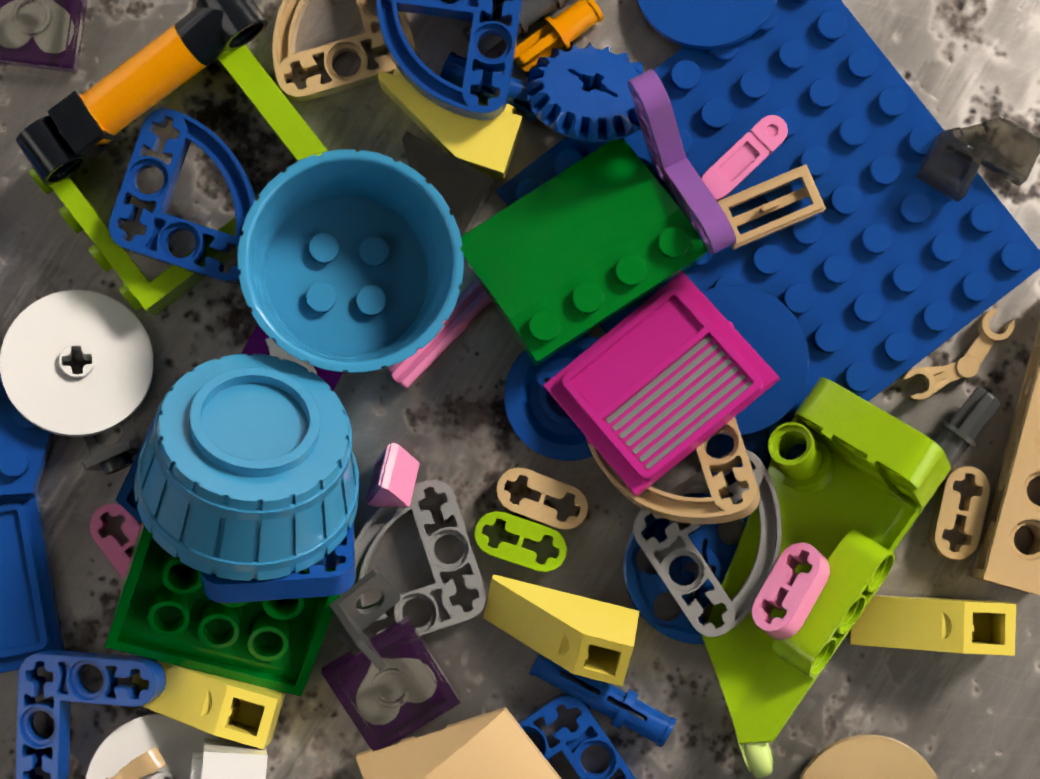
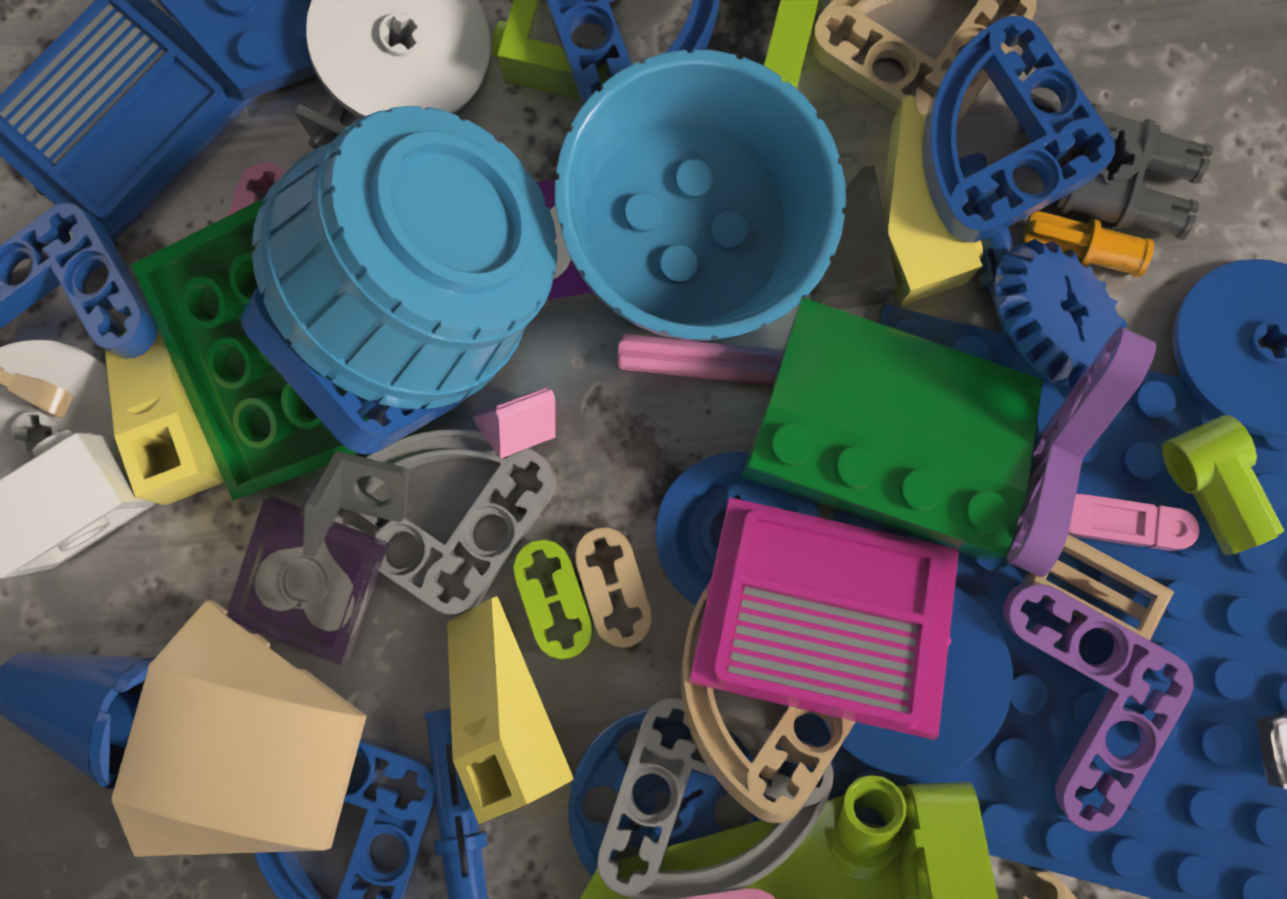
camera: 55 degrees right, 5 degrees down
(754, 78) = (1217, 469): none -> lime piece
(828, 239) = (1123, 676): none -> medium lavender beam

